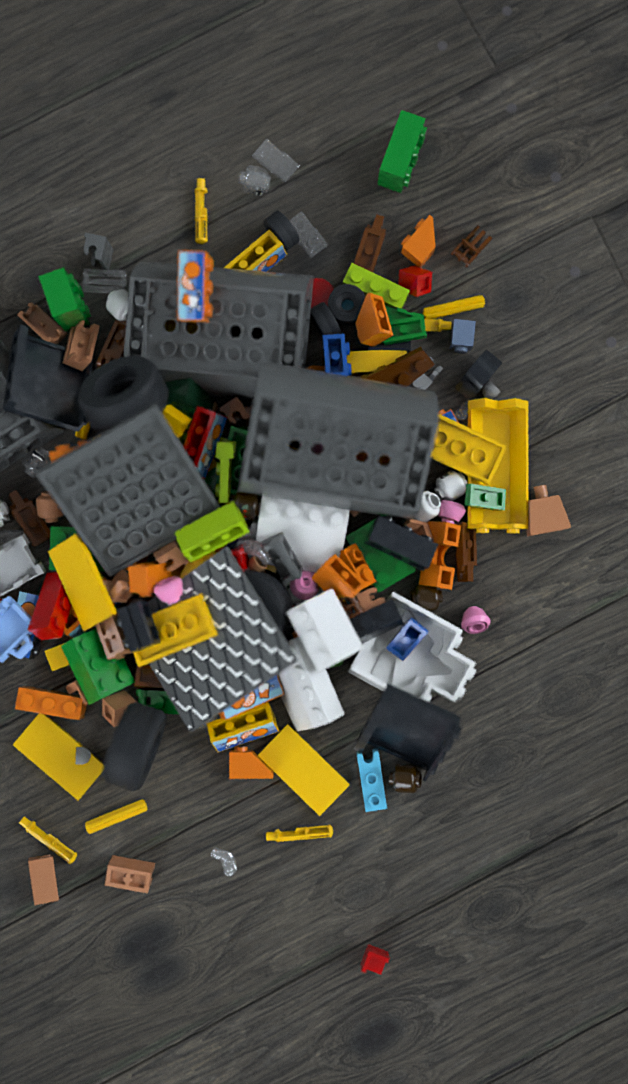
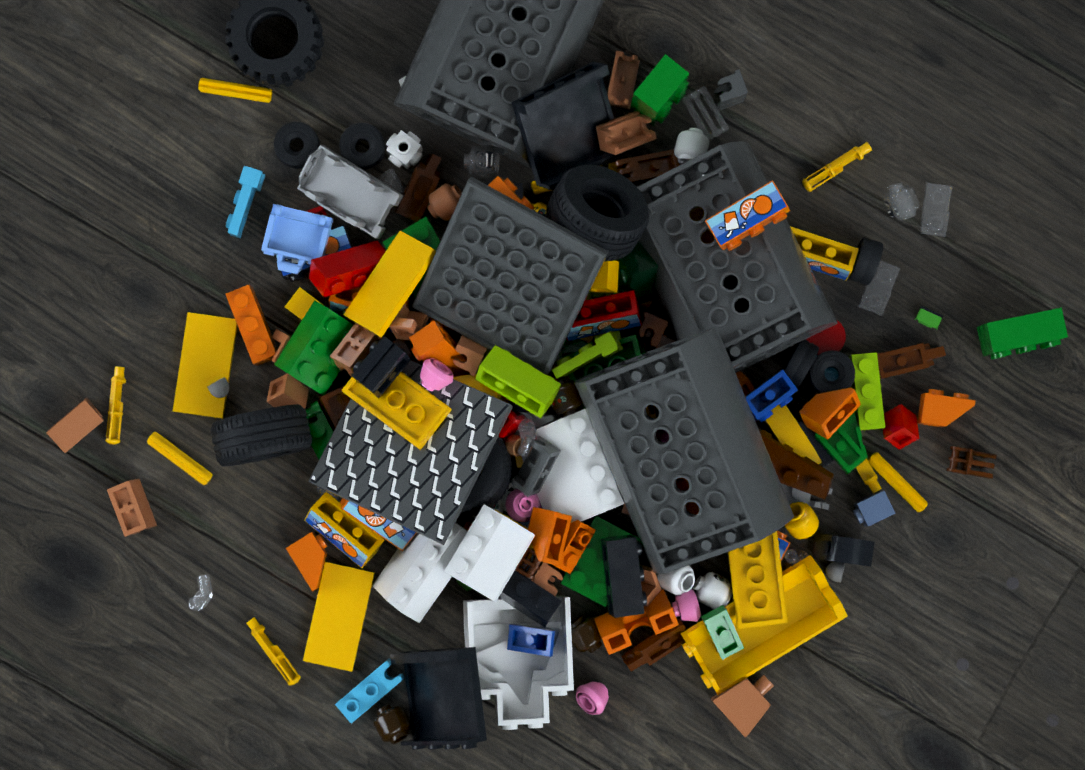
camera: 55 degrees right, 0 degrees up
(349, 213) = (928, 317): none -> bright green piece
(444, 390) = (804, 521): none -> yellow head

